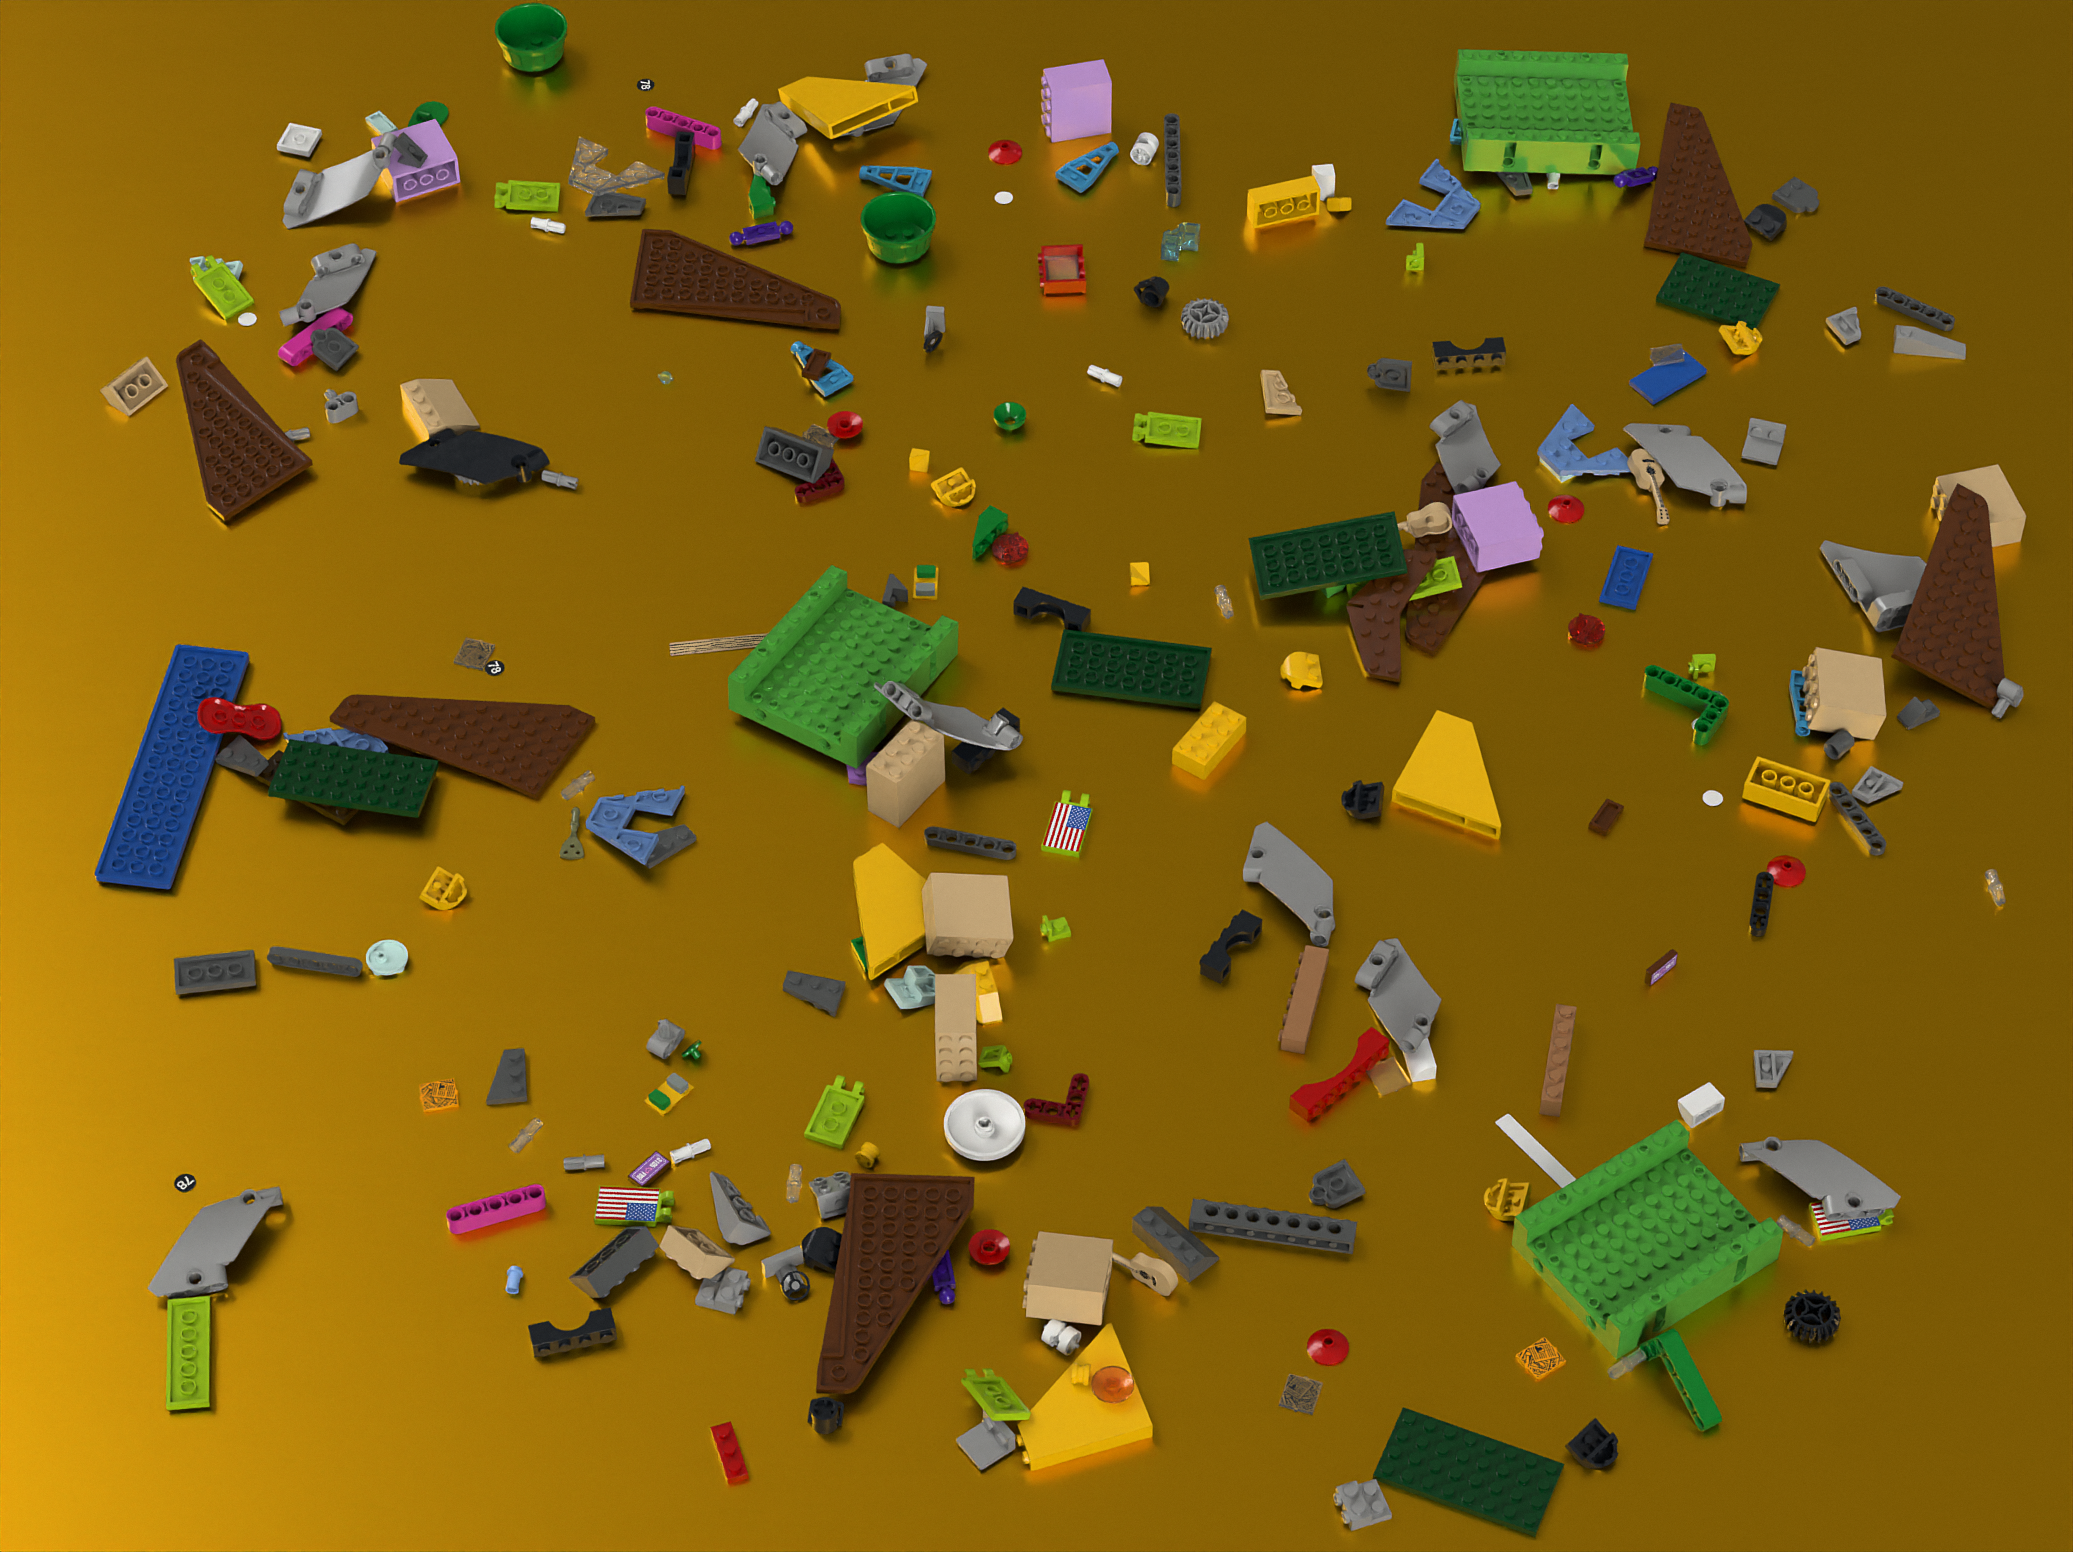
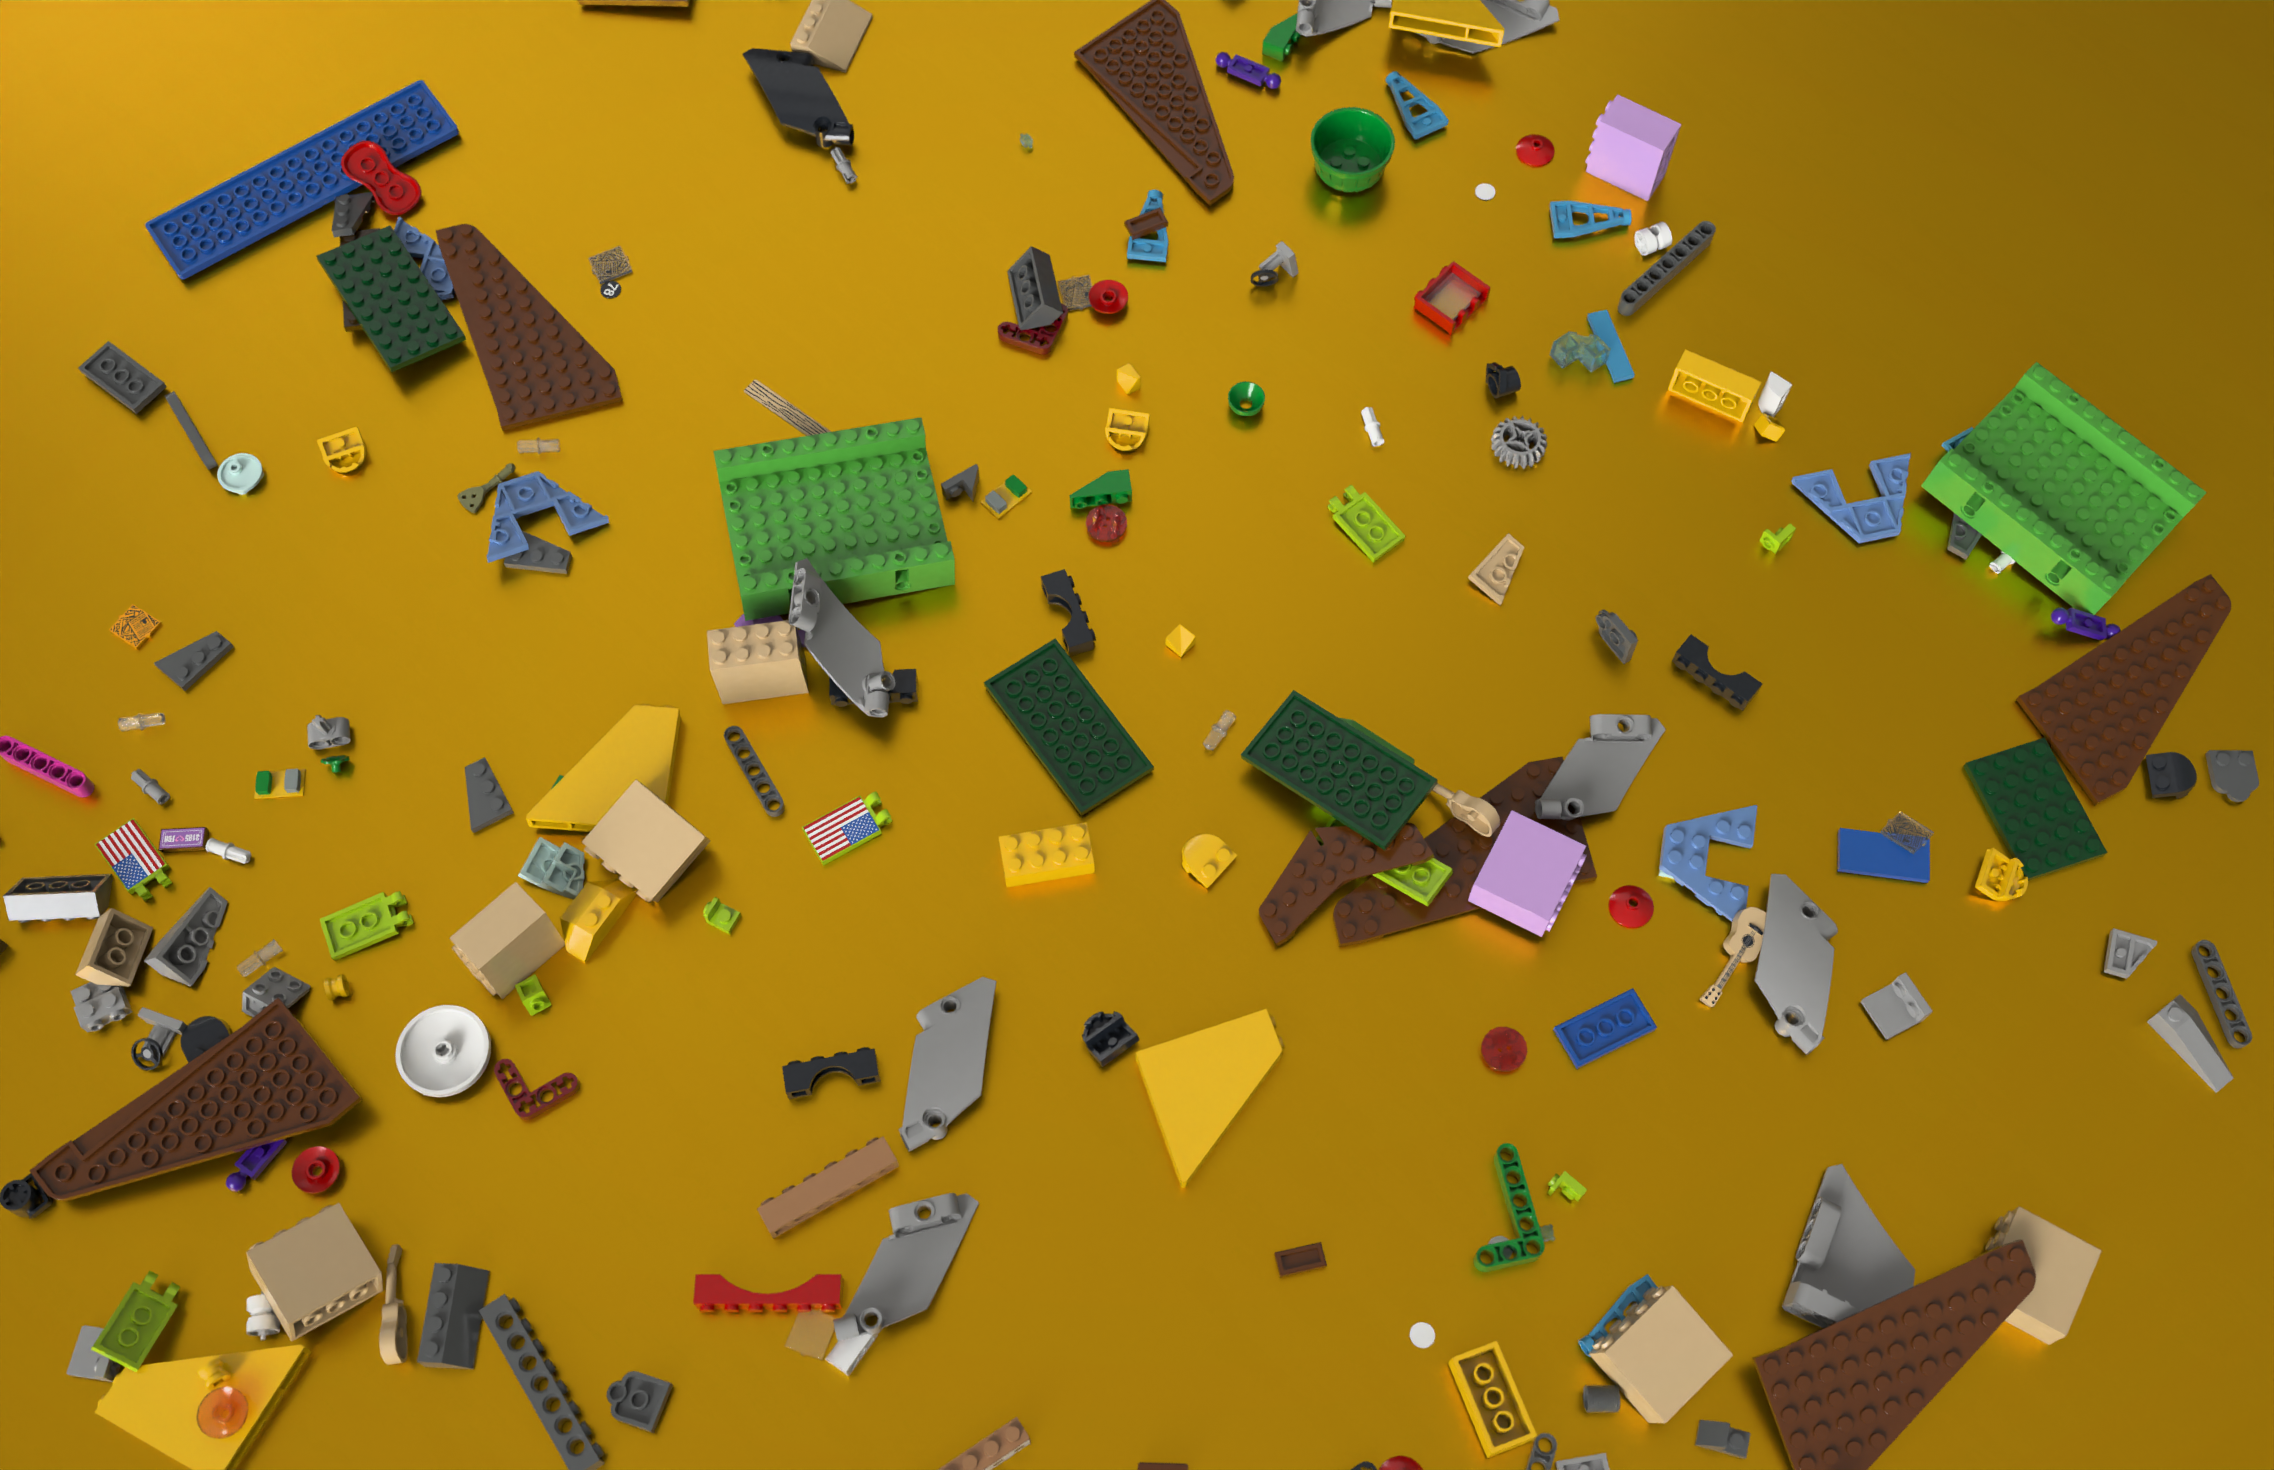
camera: 45 degrees right, 15 degrees up
(1207, 233) = (1617, 360): none -> dark azure tile

